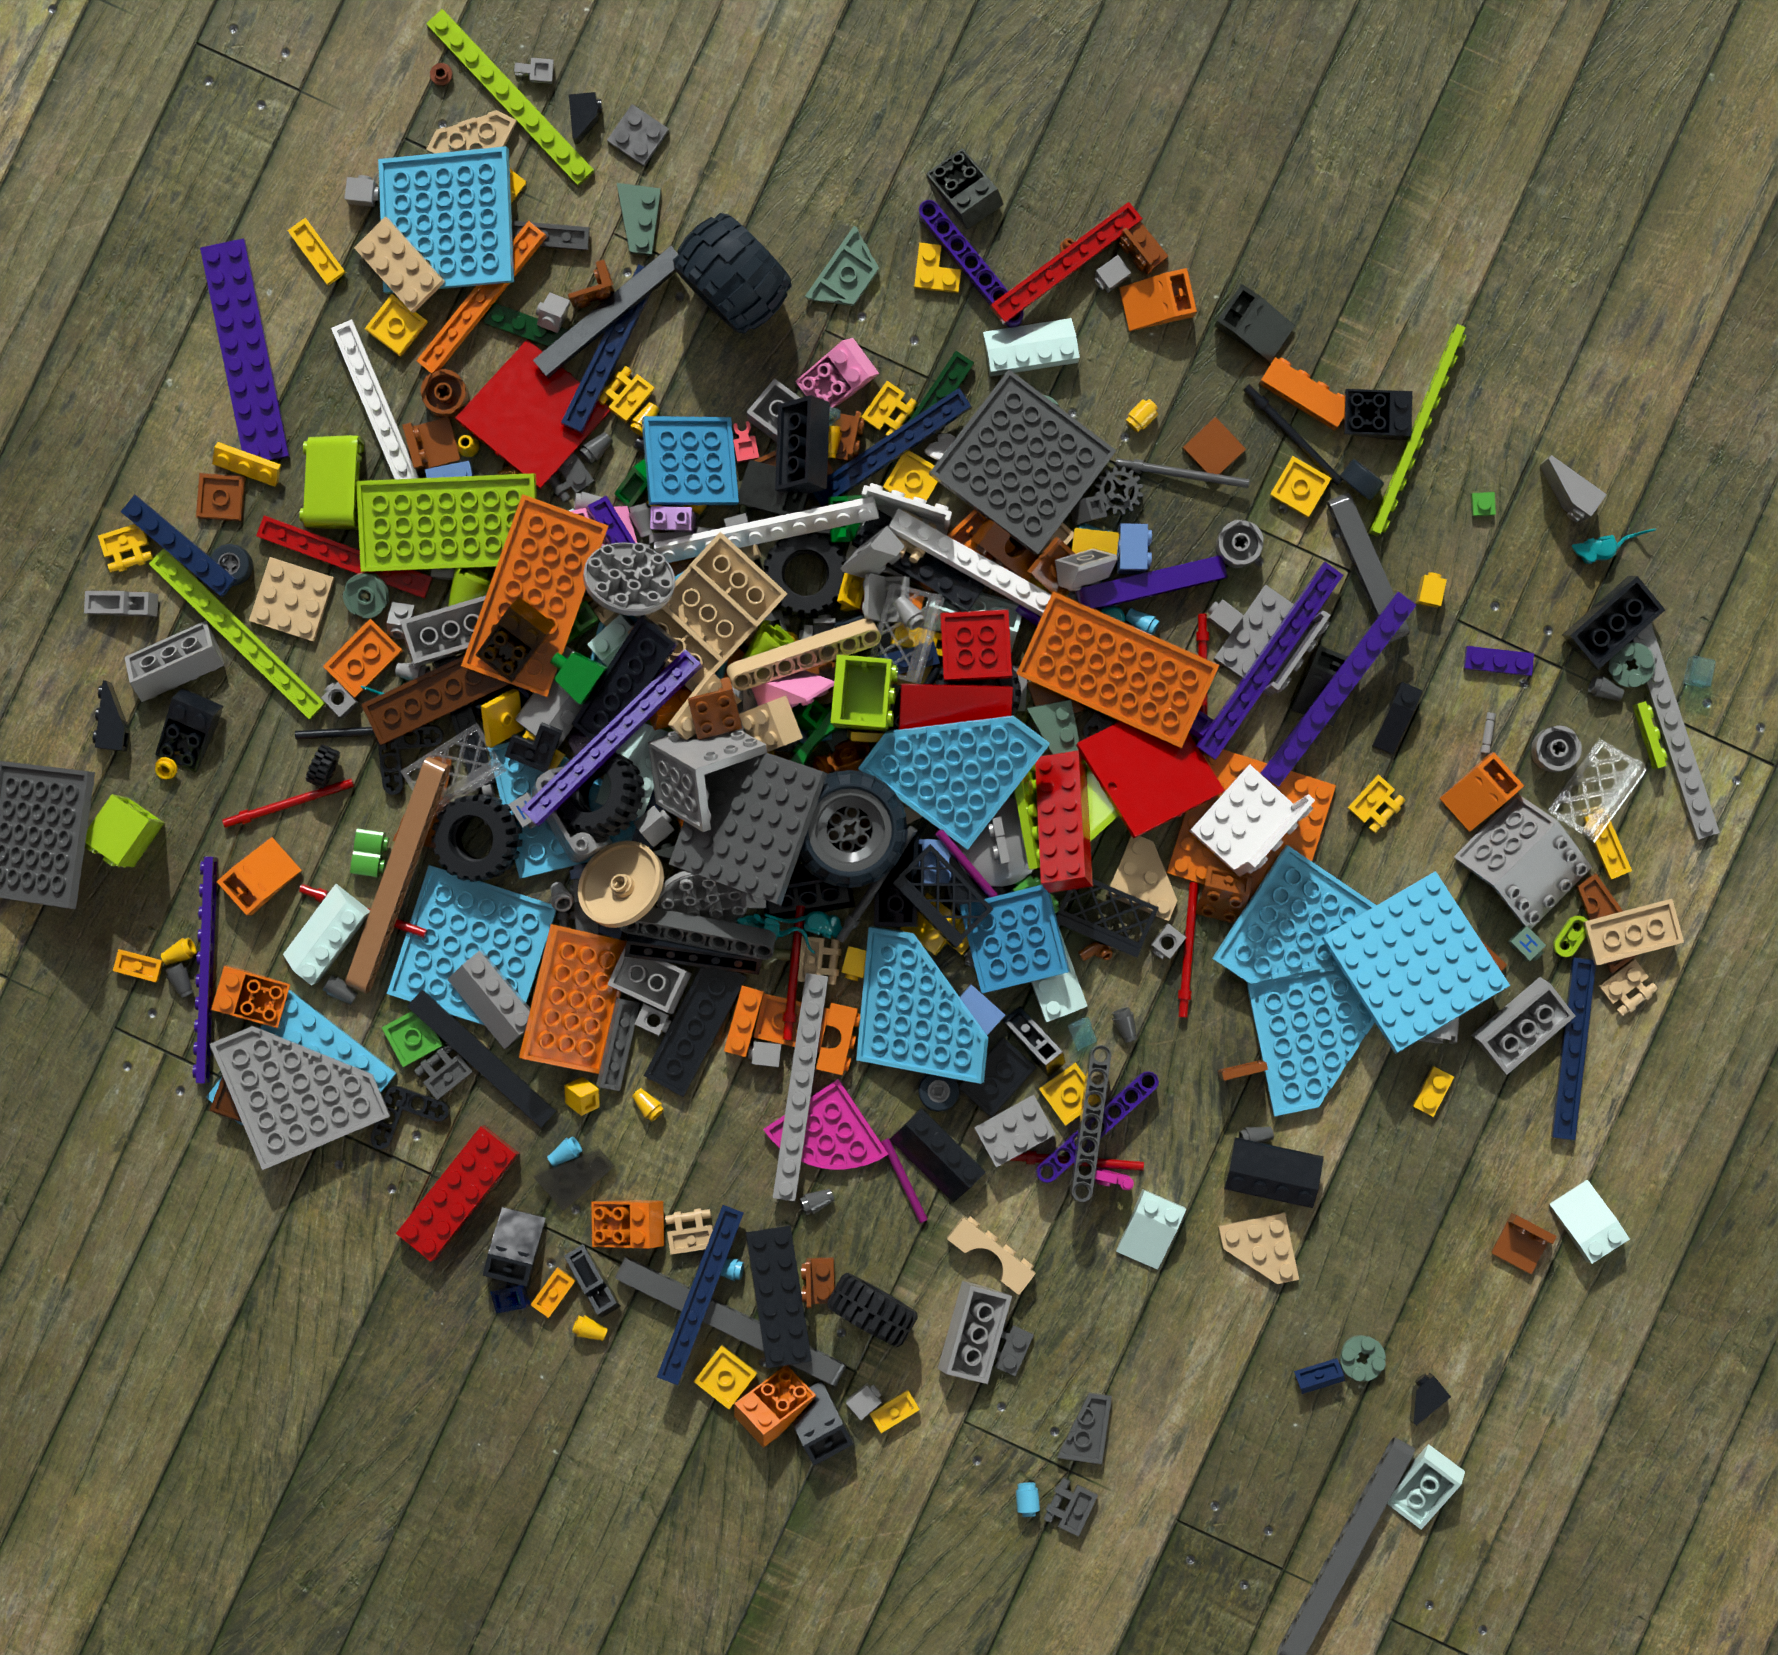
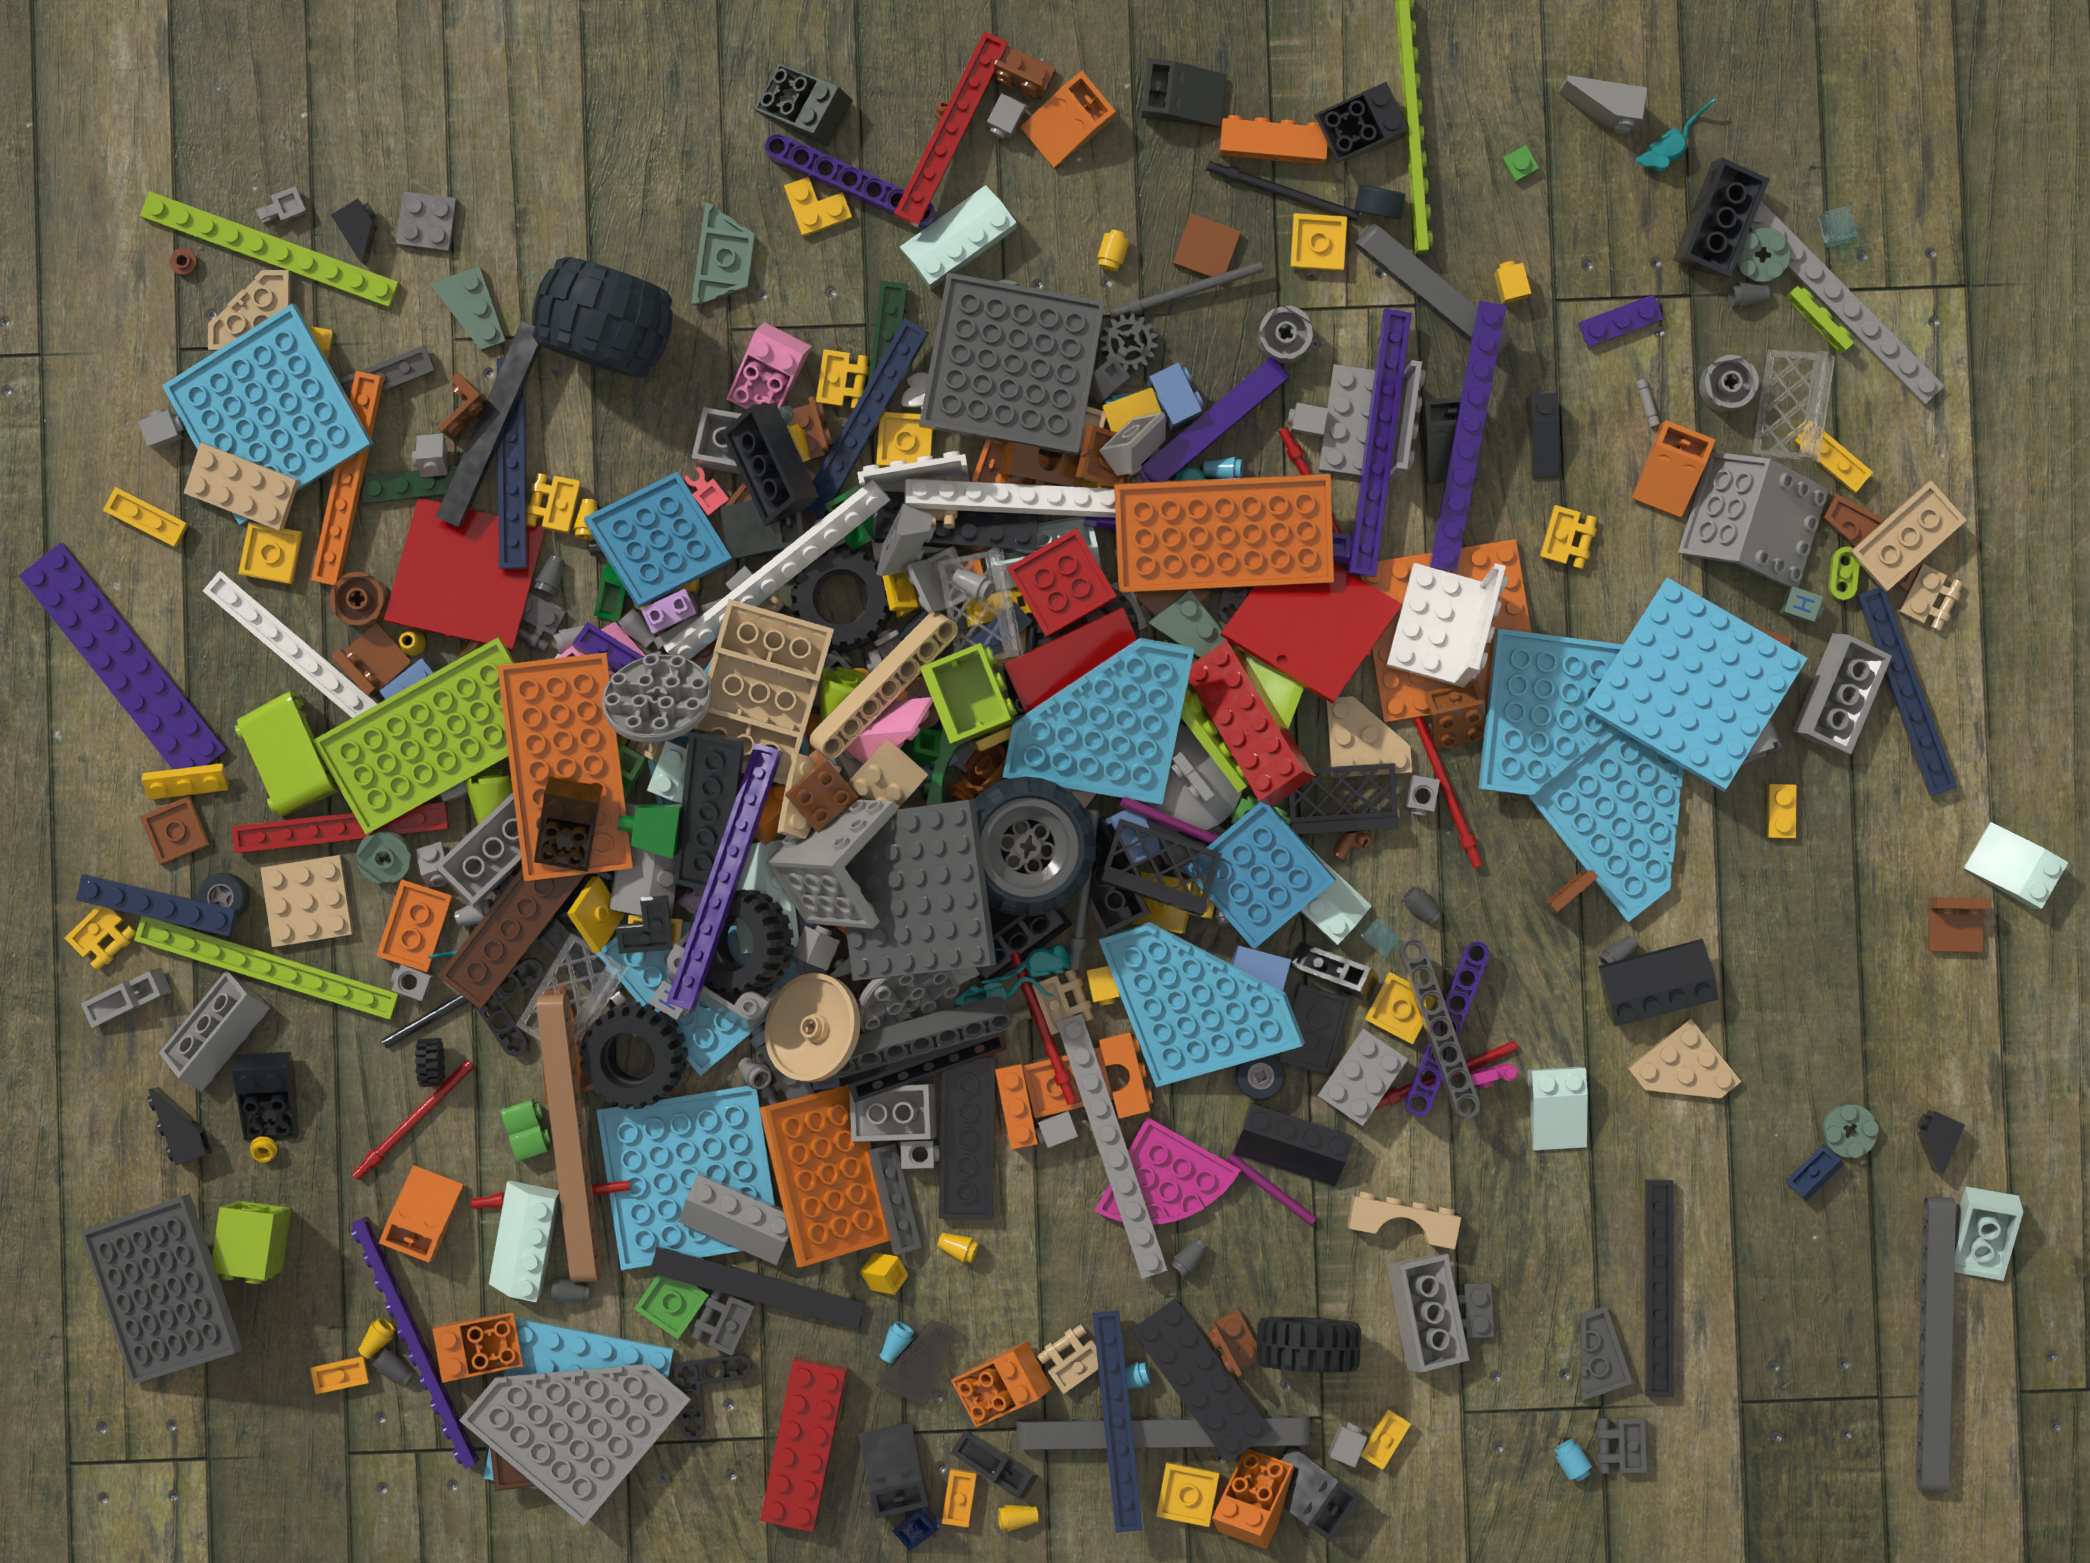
camera: 30 degrees left, 0 degrees up
(1158, 1403) = (1659, 1287): none -> black plate

